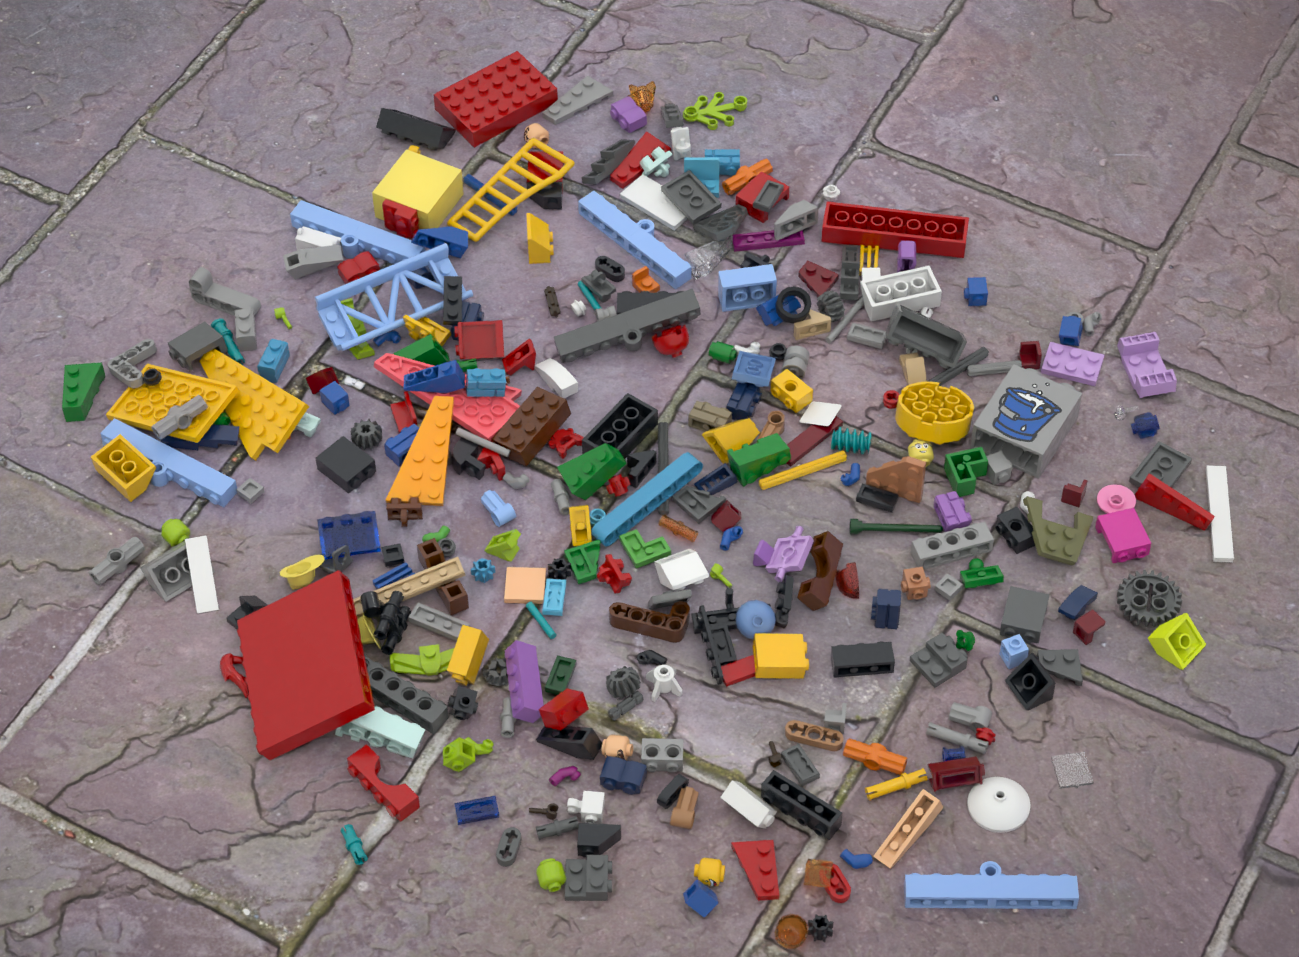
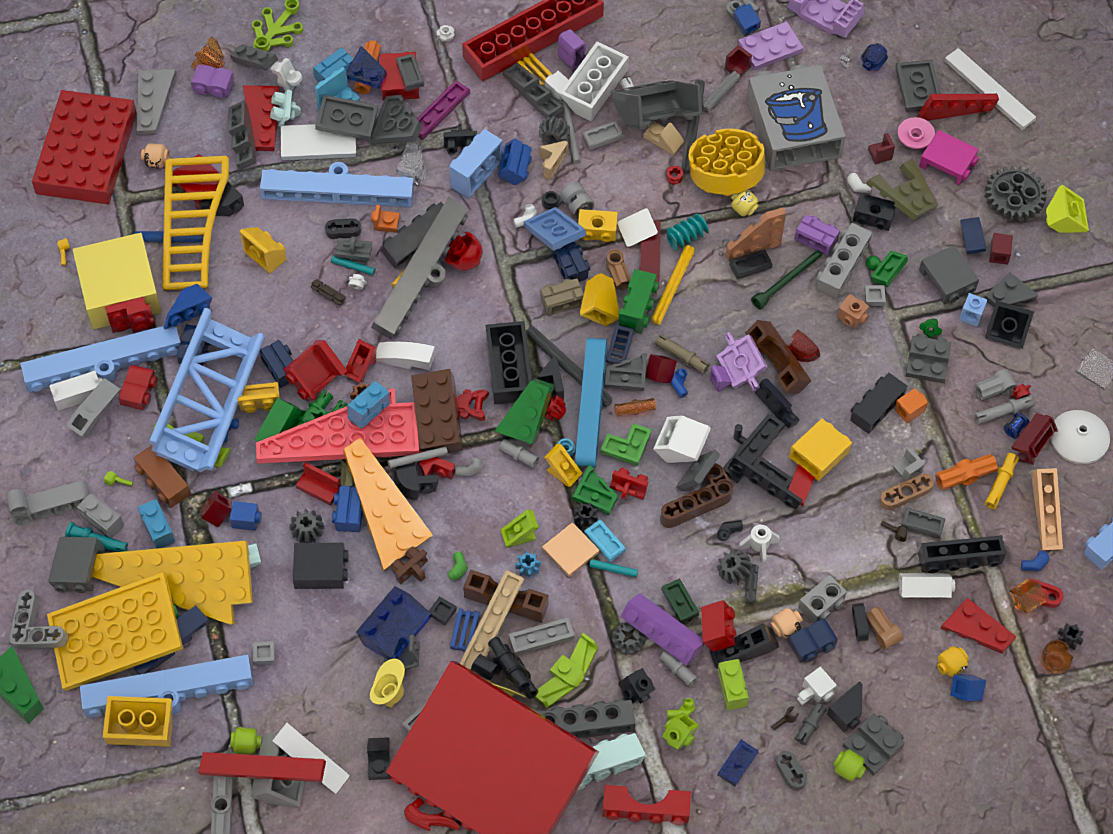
camera: 45 degrees left, 10 degrees up
(152, 377) = (72, 623): black plate -> none
(161, 550) = (262, 767): none -> red tile
(179, 417) = (147, 639): light grey piece -> none
(309, 336) = (161, 477): none -> dark orange brick
(414, 128) = (43, 224): black slope -> none
(439, 379) = (326, 433): blue slope -> none
(446, 542) = (476, 564): dark grey plate -> none
(452, 300) = (257, 354): black plate -> none
(467, 655) = (605, 645): yellow brick -> none
(500, 512) = (487, 504): light blue piece -> none
(531, 756) = (732, 684): none -> lime brick
(562, 773) = (767, 675): magenta arm -> none
(605, 313) = (387, 272): light grey wheel -> none
(716, 572) = (699, 417): lime hand -> none
(722, 352) = (511, 233): green brick -> none
(739, 174) = (366, 69): none -> clear blue wing
(754, 618) = (776, 434): medium blue cylinder -> none
(755, 524) = (679, 352): none -> dark tan pin
(796, 218) = (449, 70): light grey slope -> none
(798, 292) = (542, 142): black tyre -> none
(817, 277) = (513, 115): dark red wing -> none
(853, 477) = (715, 260): blue arm -> none
(886, 608) = (859, 348): dark blue brick -> none
(886, 680) = (911, 405): none -> orange brick
(963, 469) = (791, 194): green brick -> none
(976, 291) = (645, 37): blue brick -> none
(998, 468) = (810, 172): light grey brick -> none

